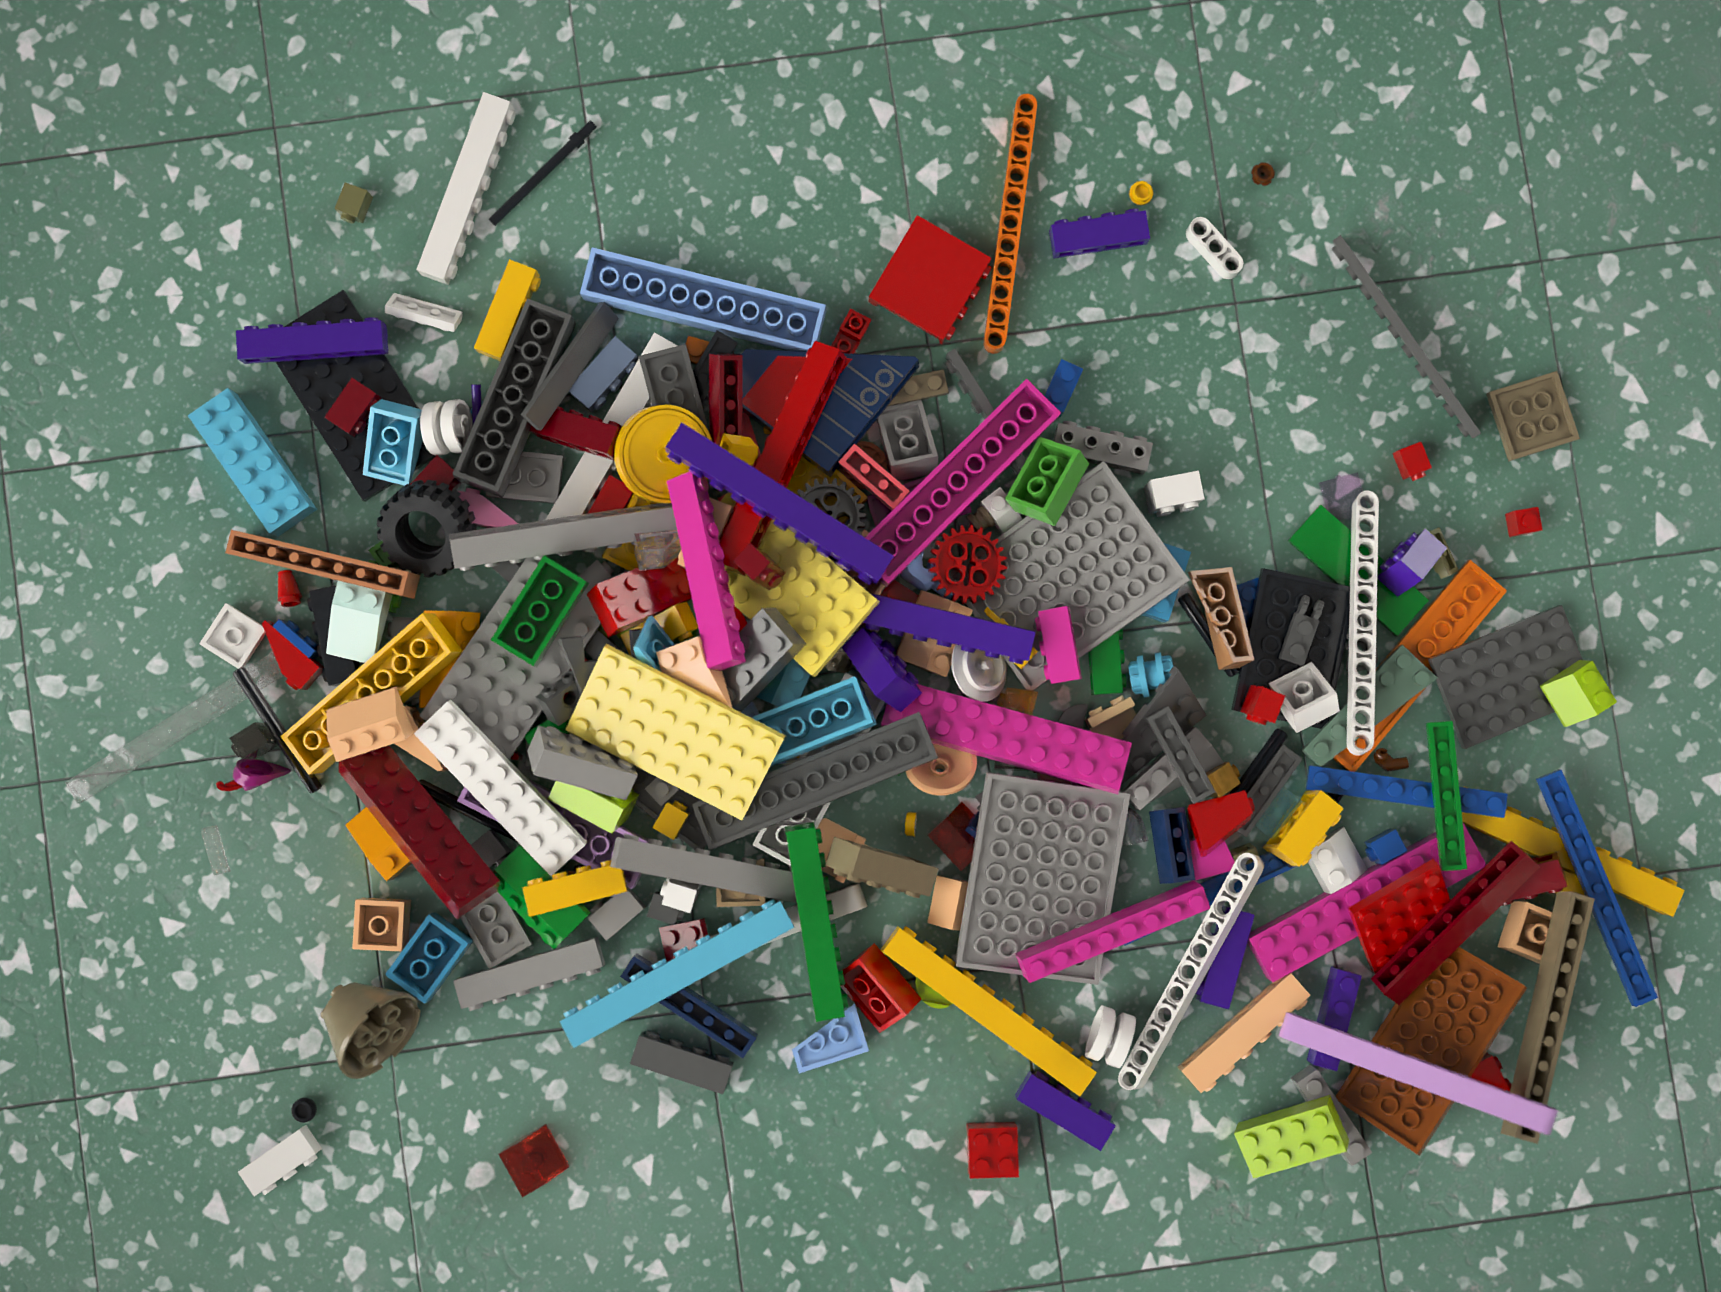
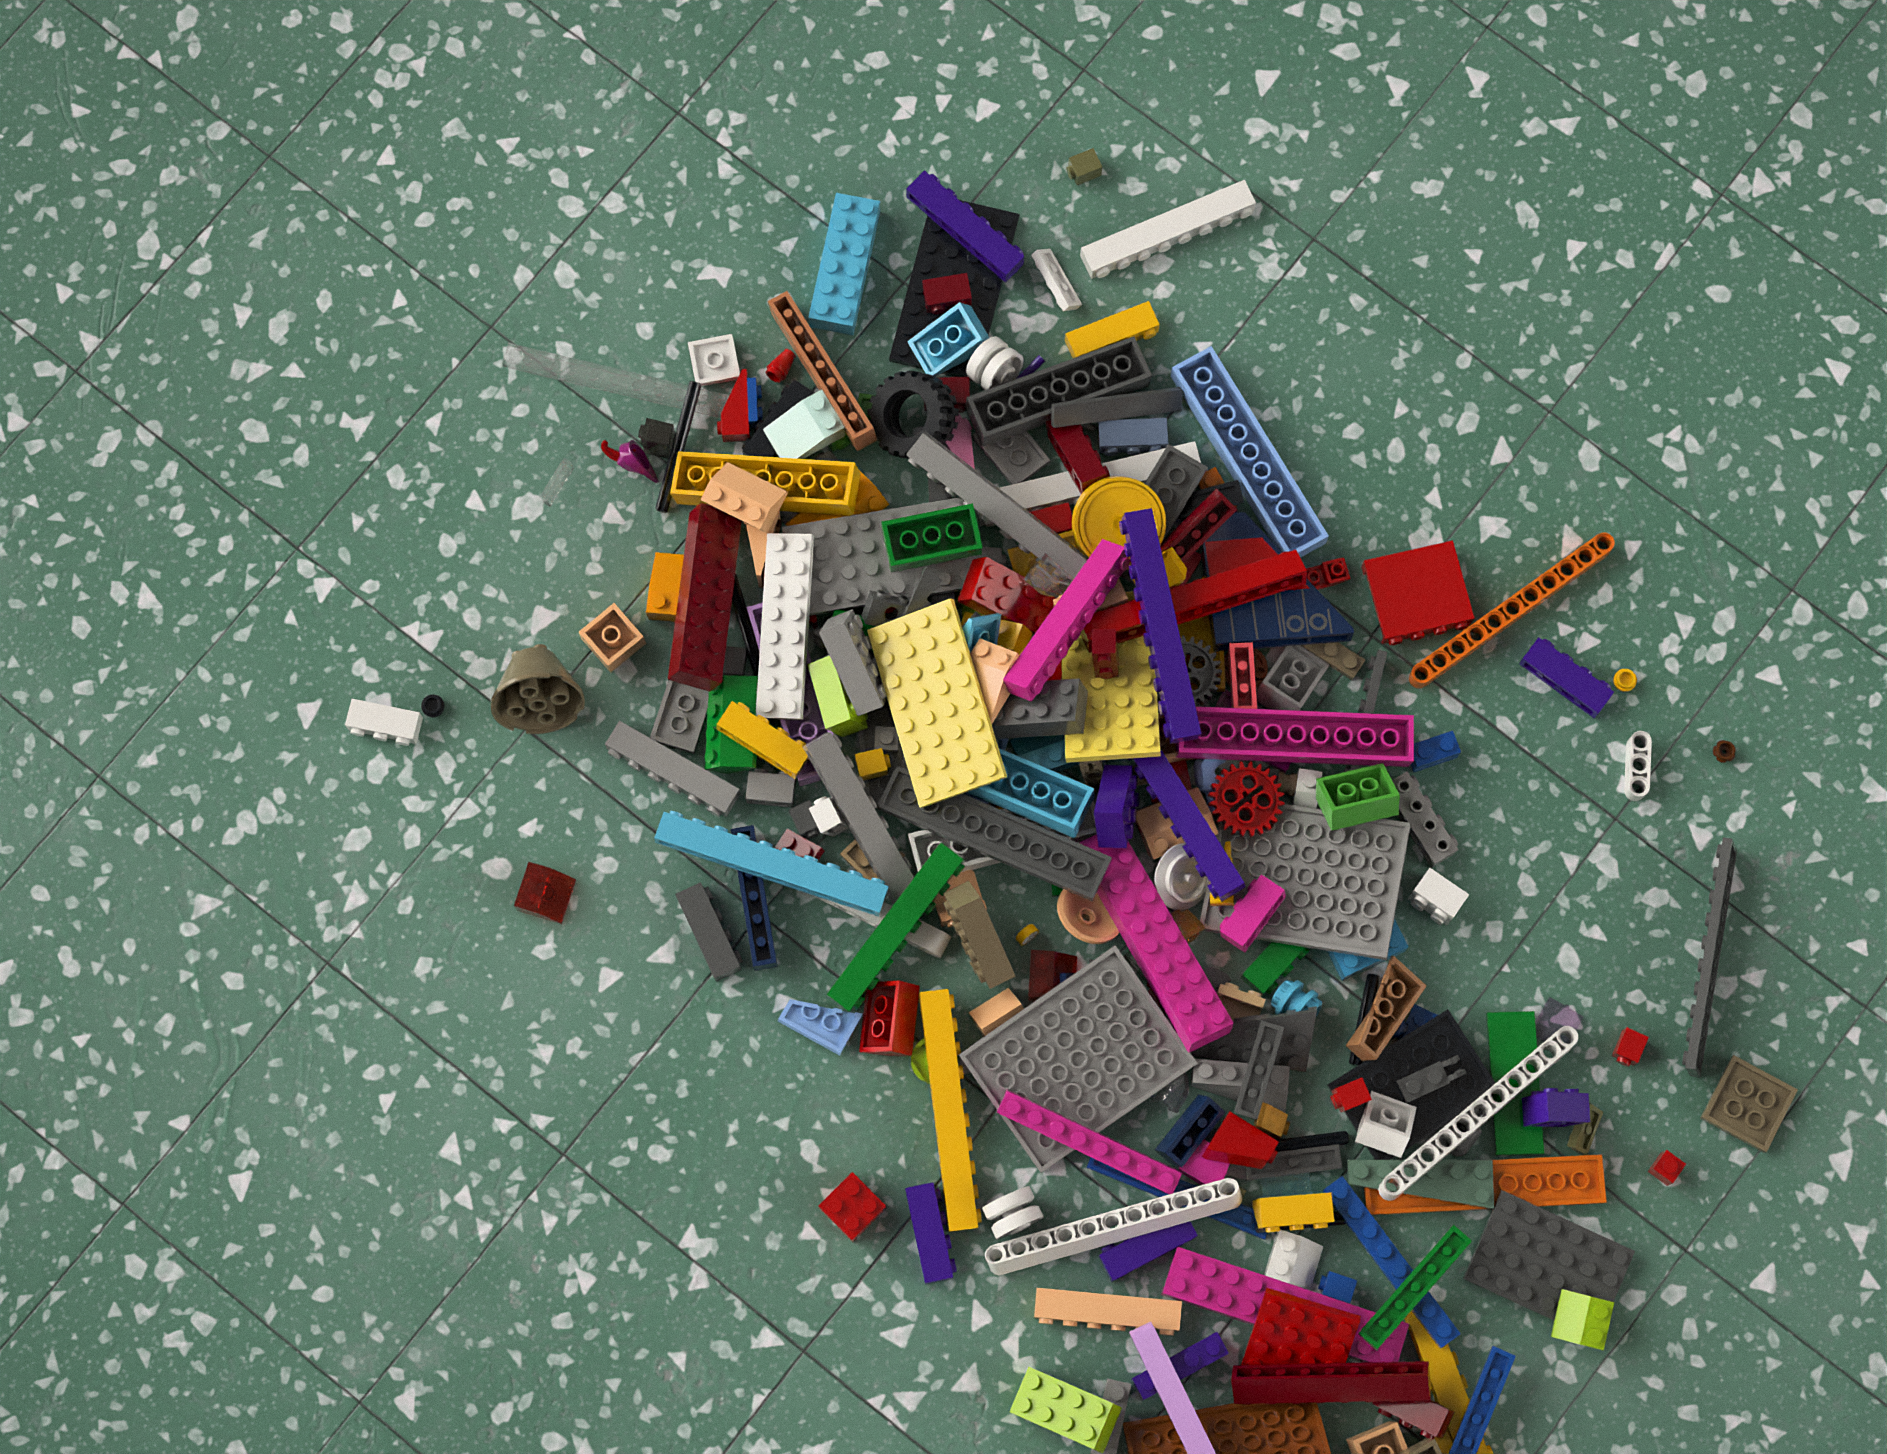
camera: 50 degrees right, 10 degrees down
(429, 957) = (619, 690): dark azure brick -> none
(576, 140) = (1273, 270): black bar -> none
(1387, 763) = (1399, 1234): reddish brown arm -> none

